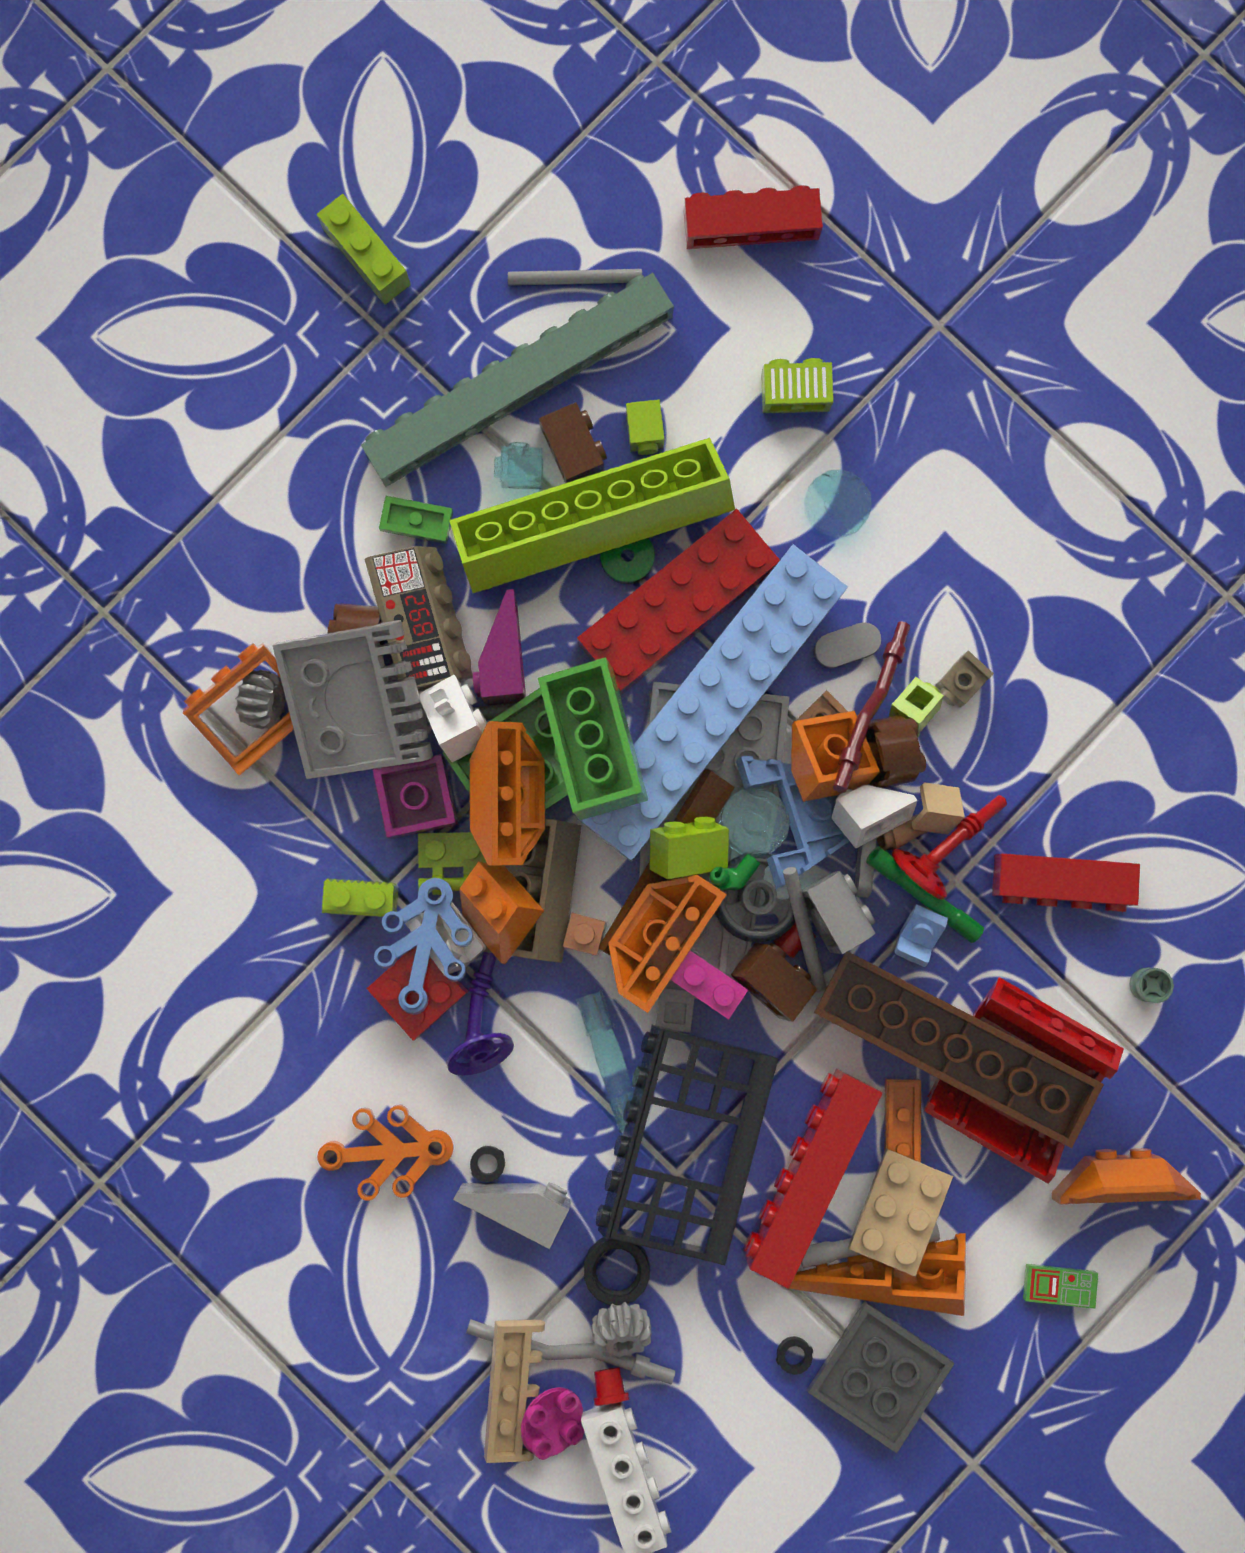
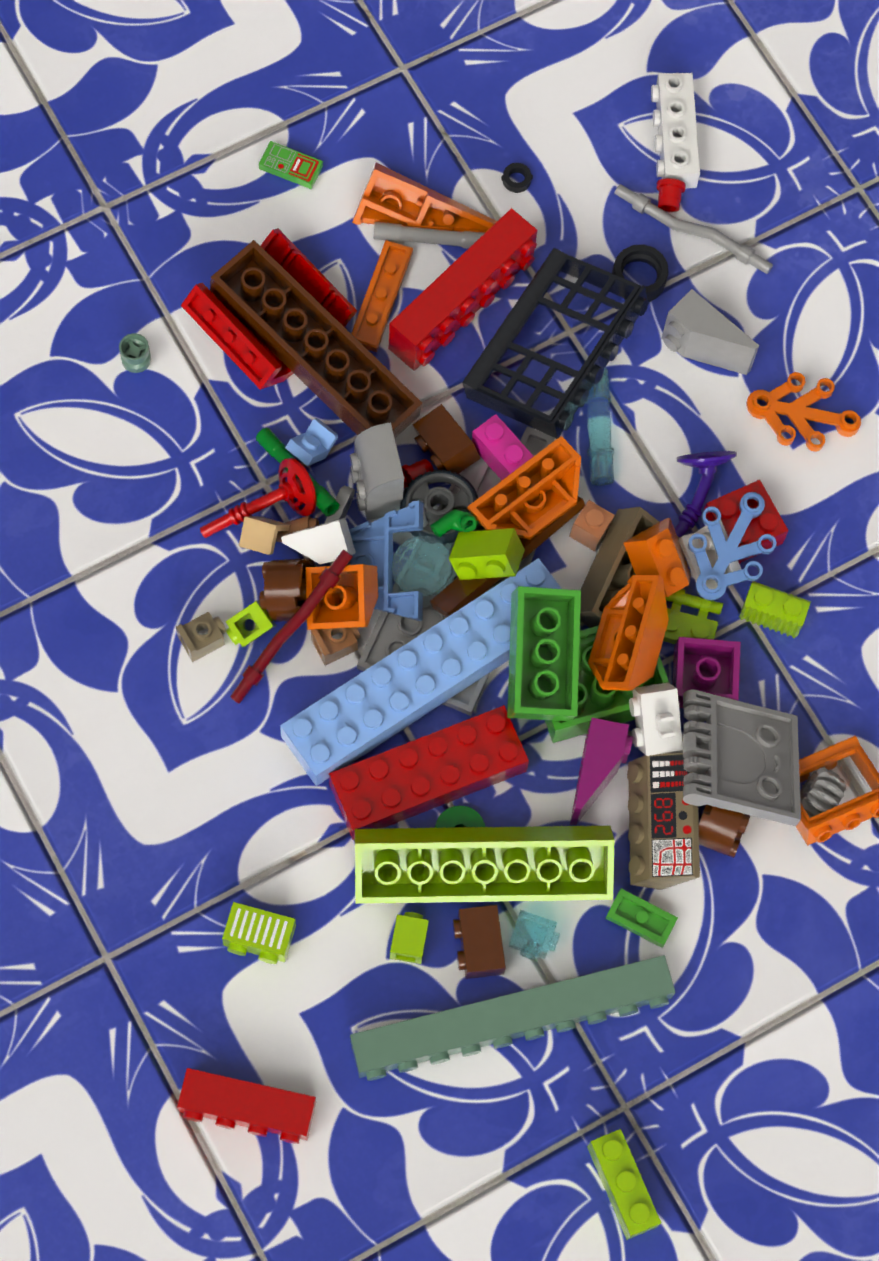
camera: 165 degrees left, 15 degrees down
(487, 1177) = (722, 391): black piece -> none
(510, 1389) = (748, 213): tan hinge -> none
(552, 1423) = (722, 182): dark pink dish -> none
(572, 277) = (430, 1103): light grey bar -> none
(621, 1330) = (649, 227): light grey gear -> none
(804, 928) = (409, 490): light grey bar -> none
(837, 503) = (256, 822): clear light blue tile -> none
(847, 645) = (288, 696): light grey tile -> none
(880, 1376) = (455, 143): dark grey plate -> none
(900, 1212) = (400, 247): tan plate -> none
(1066, 880) = (174, 451): red brick -> none
(1123, 1179) = (214, 219): orange wedge -> none

